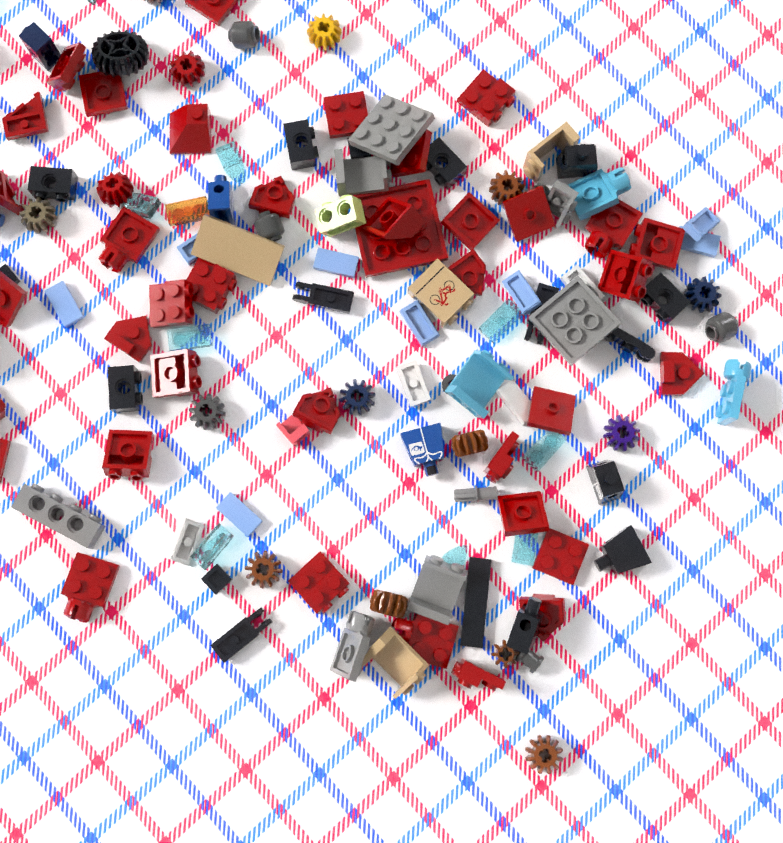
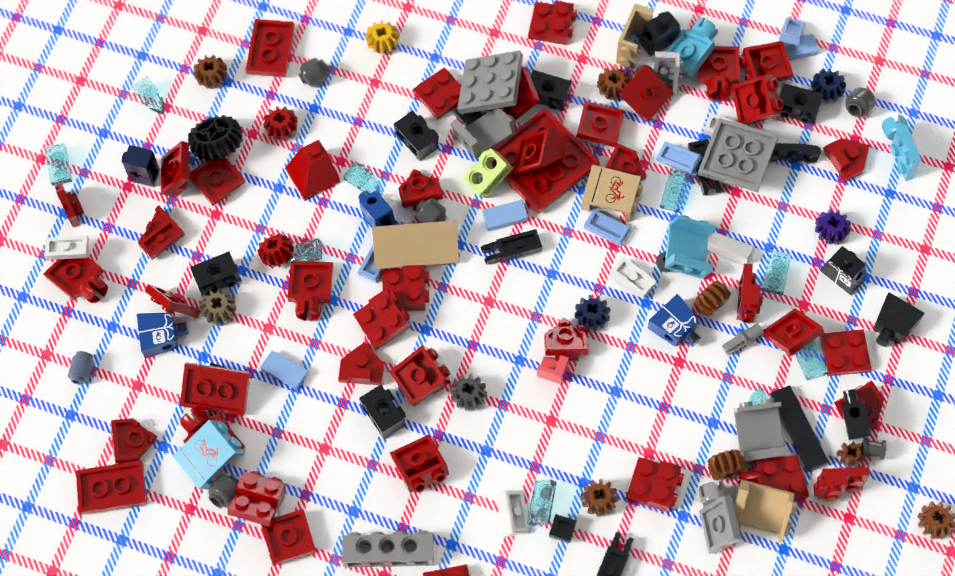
camera: 25 degrees left, 15 degrees down
(186, 211) = (350, 237): clear orange plate -> none
(189, 337) = (419, 335): clear light blue plate -> none
(239, 514) = (548, 464): light blue tile -> none
(551, 410) = (763, 238): red plate -> none

